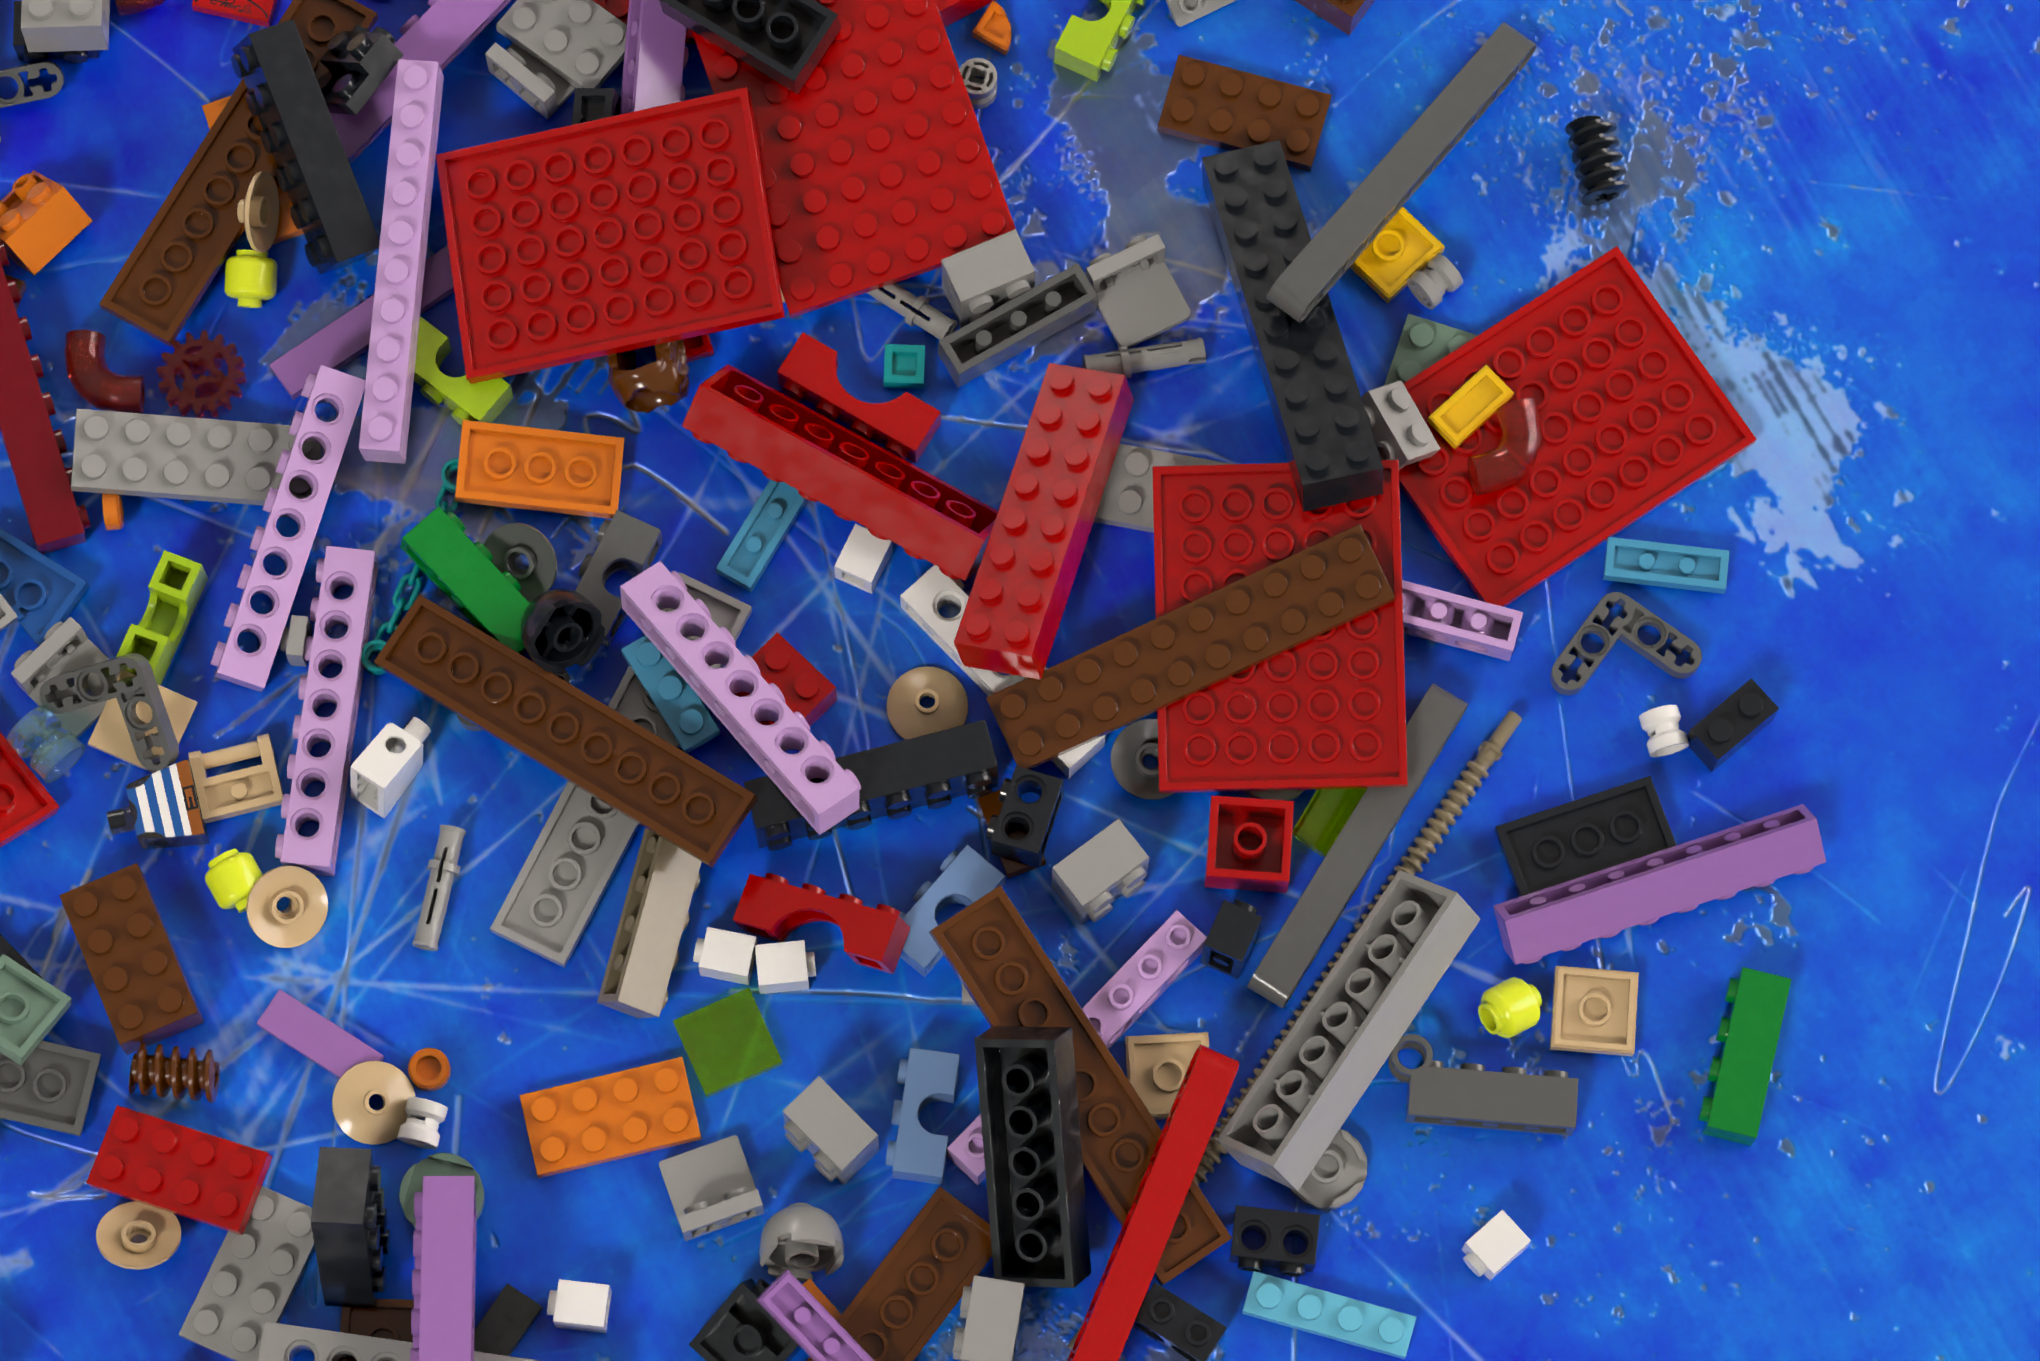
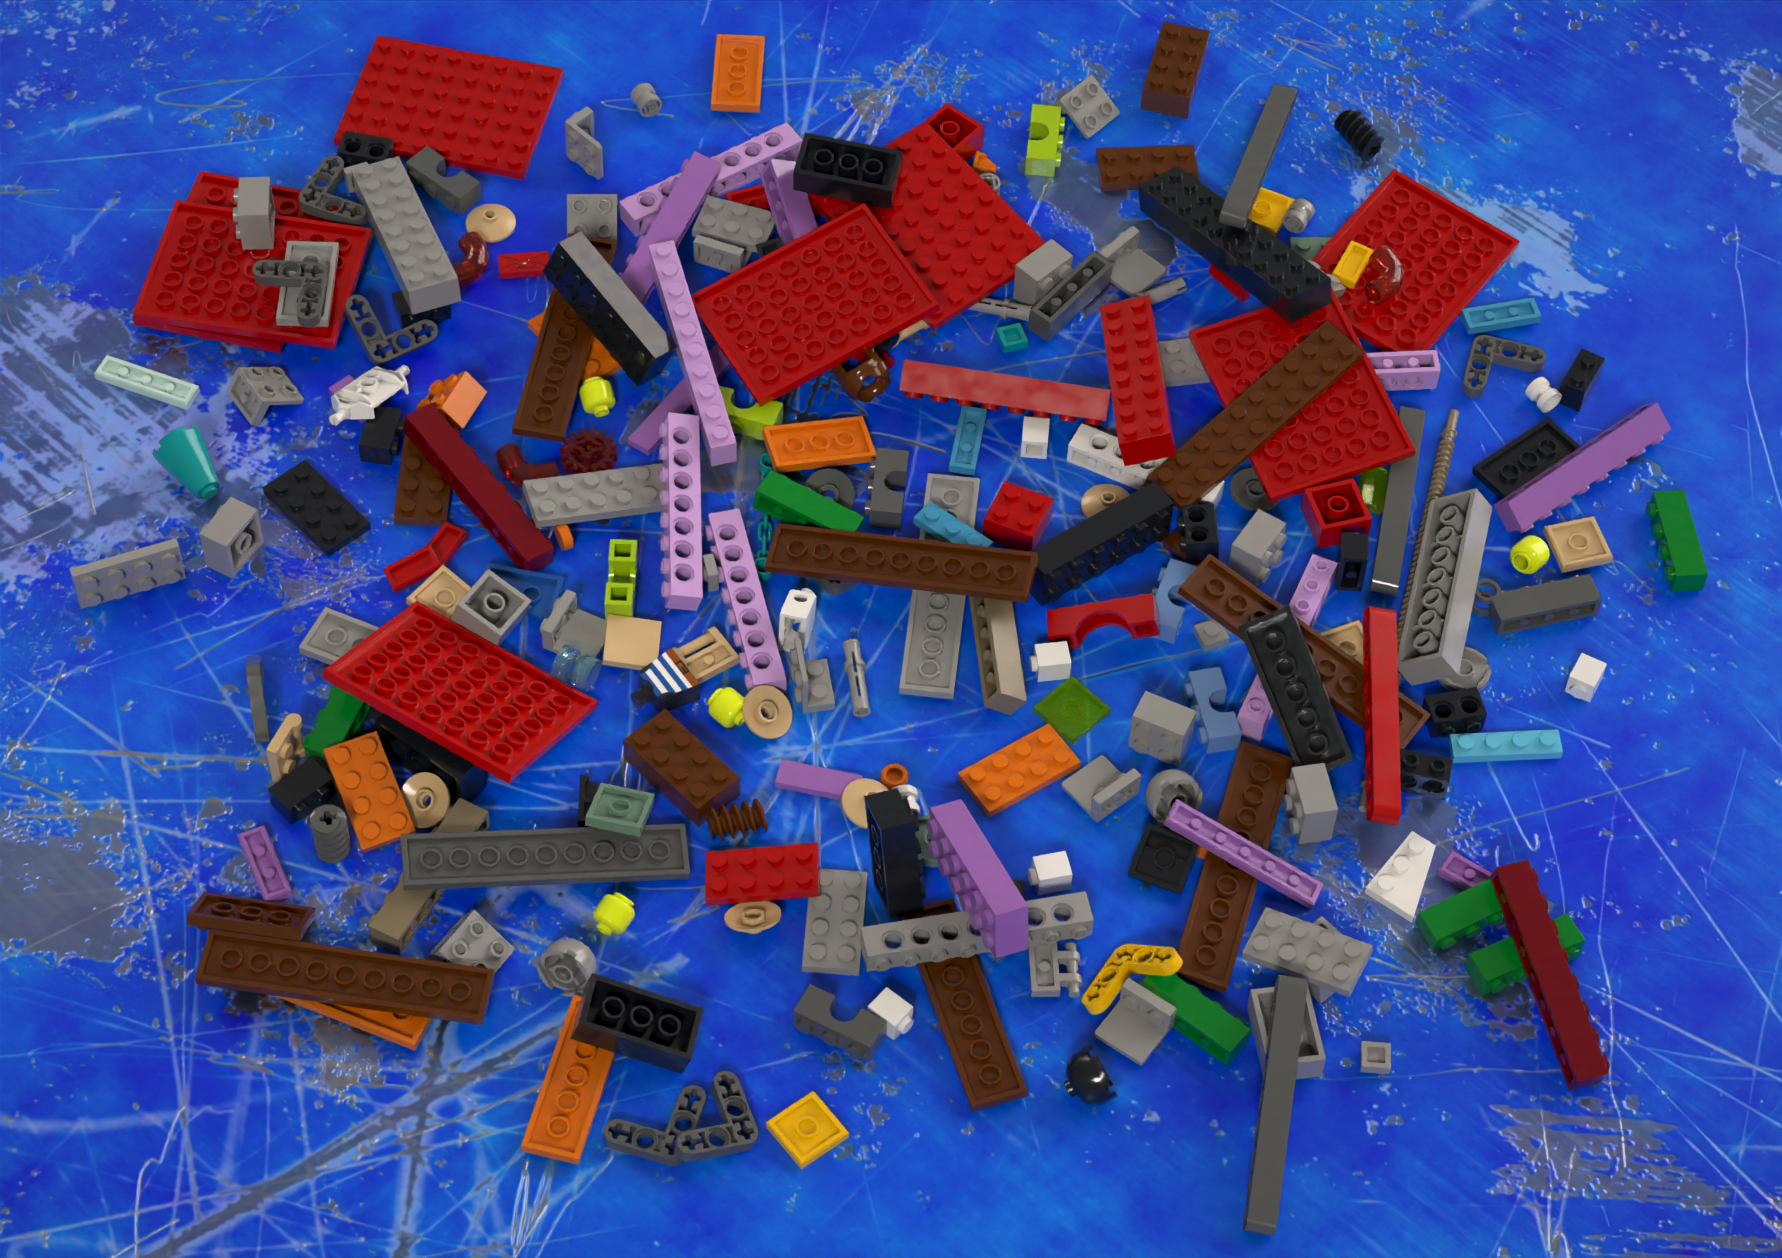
camera: 20 degrees left, 20 degrees down
(128, 694) = (621, 619): dark grey beam -> none
(260, 211) = (590, 353): tan dish -> none
(357, 67) = (626, 256): black plate -> none
(370, 874) = (811, 681): none -> light grey bracket
(561, 630) = (876, 508): black cylinder -> none
(784, 966) = (1089, 657): white brick -> none
(819, 803) = (1003, 509): lavender brick -> none
(899, 424) = (961, 352): red arch -> none

